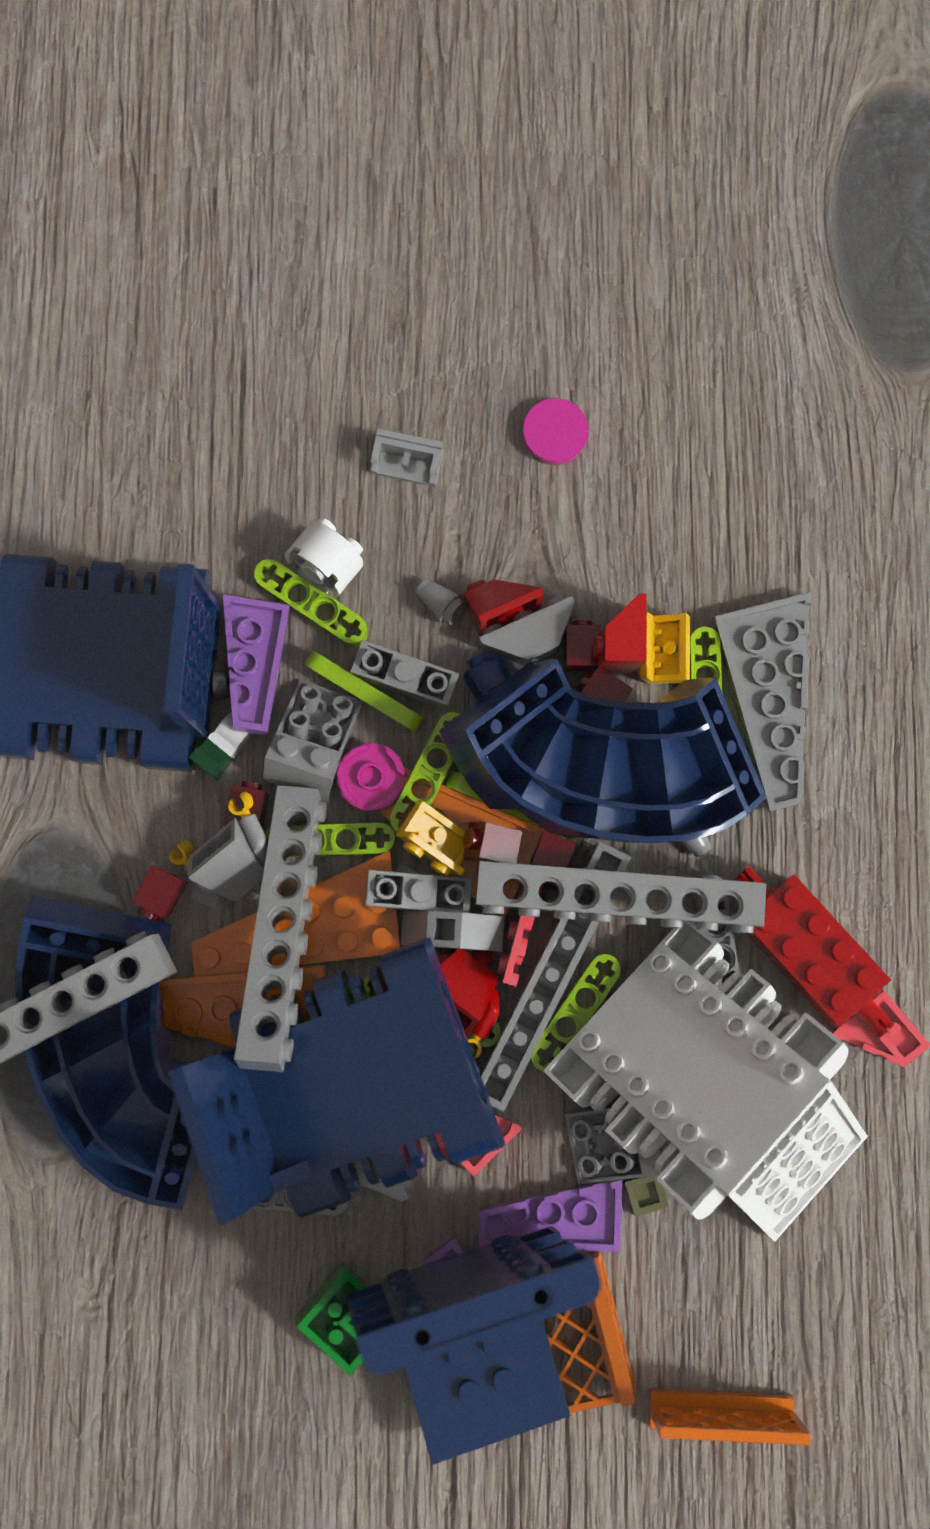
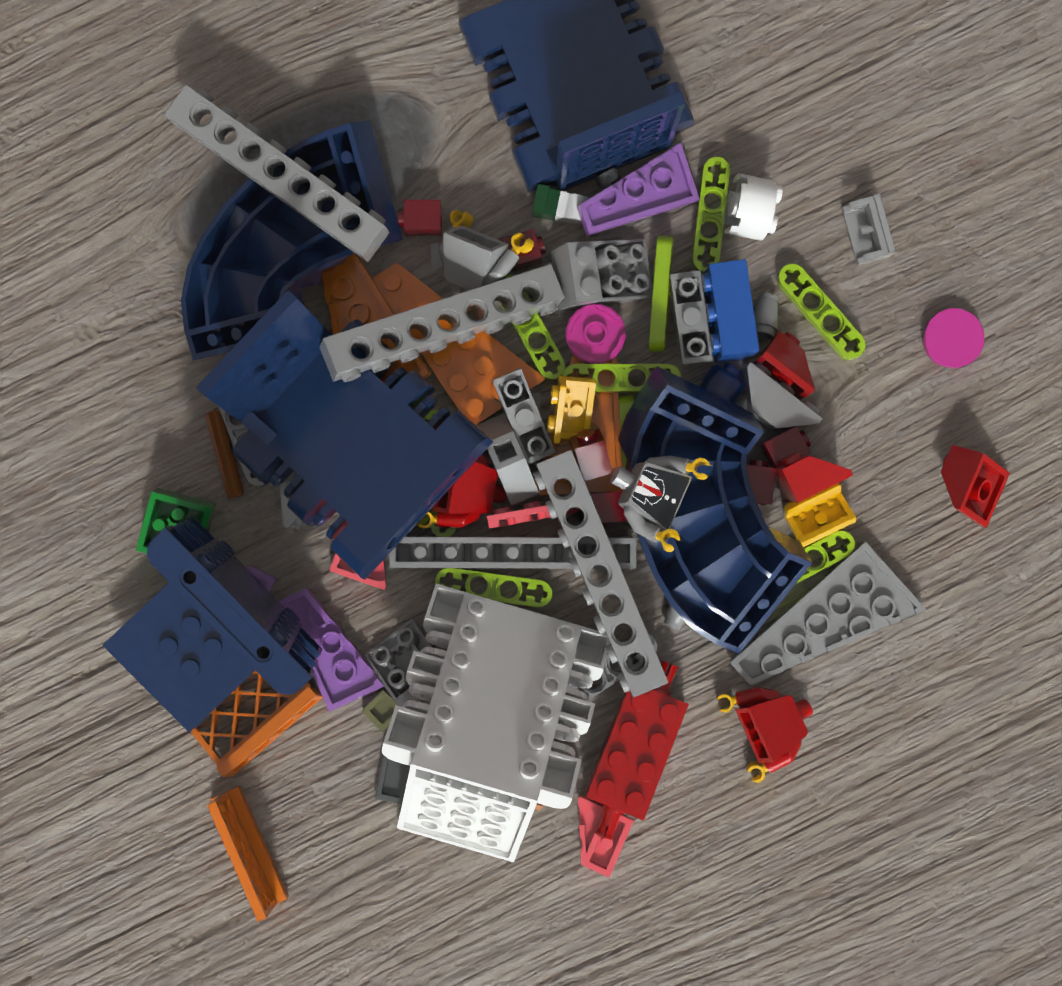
camera: 65 degrees right, 5 degrees up
(295, 1226) = (224, 455): none -> dark orange axle
(418, 631) = (730, 311): none -> blue brick
(465, 550) = (825, 308): none -> lime beam
(569, 799) = (655, 493): none -> torso
(708, 483) = (973, 483): none -> red slope
(724, 1222) = (392, 781): none -> dark grey tile
(854, 802) = (771, 725): none -> red torso

